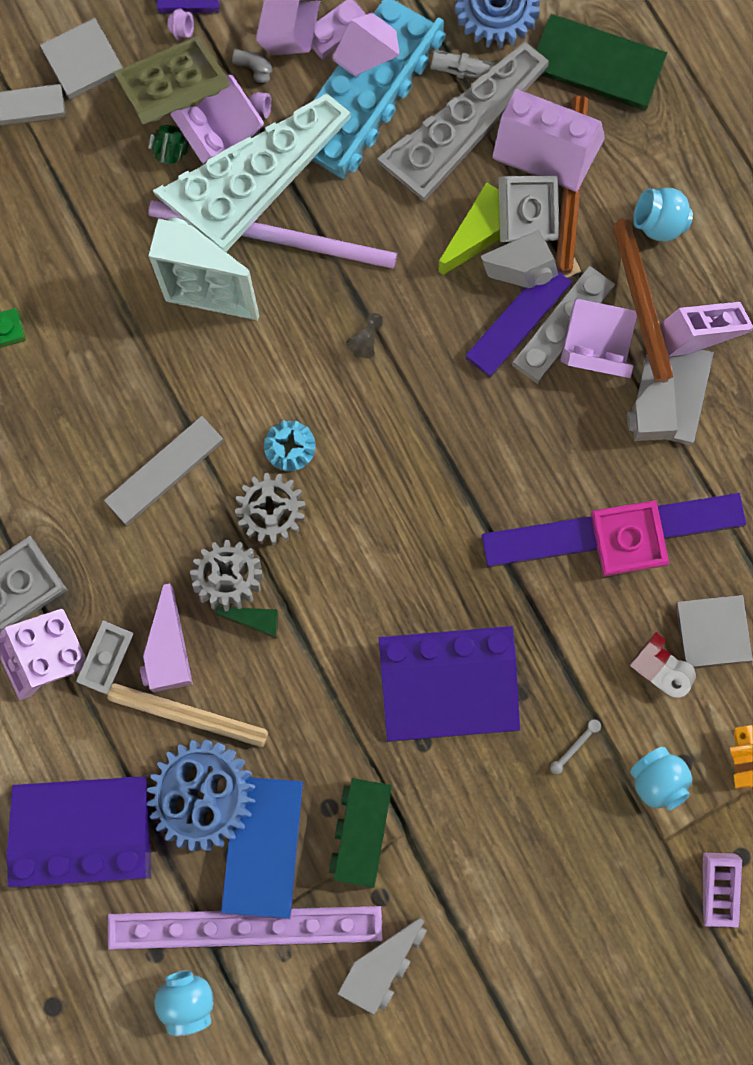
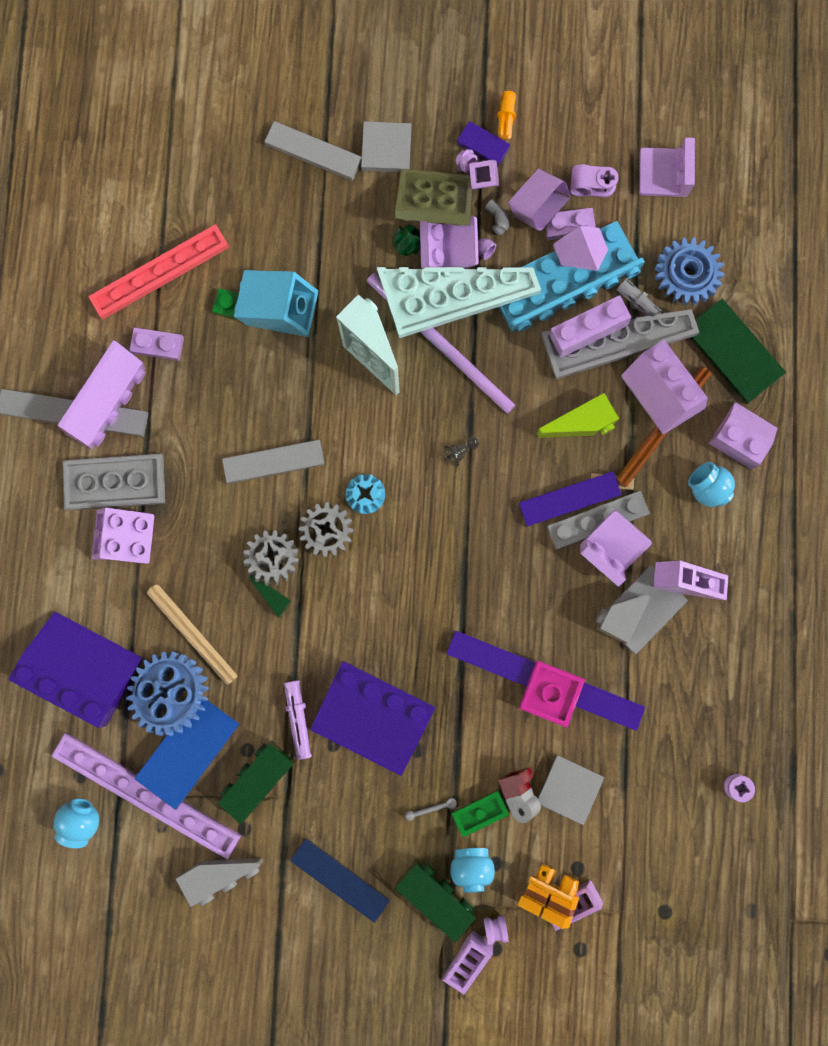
camera: 30 degrees right, 5 degrees up
(60, 293) = (276, 301): none -> medium azure slope
(104, 657) = (160, 564): light grey plate -> none
(165, 650) = (202, 584): lavender slope -> none
(210, 26) = (484, 174): none -> lavender brick
(339, 706) = (297, 719): none -> lavender pin
(427, 120) = (590, 326): none -> lavender brick
(522, 262) = (595, 462): light grey slope -> none
(523, 886) = (340, 880): none -> dark blue tile
(528, 206) = (622, 427): light grey tile -> none
(632, 716) = (480, 813): none -> green plate
(643, 301) = (660, 538): dark orange axle -> none
(643, 839) = (436, 899): none -> dark green brick
(664, 145) = (744, 436): none -> lavender slope
(729, 832) = (496, 930): none -> lavender wheel

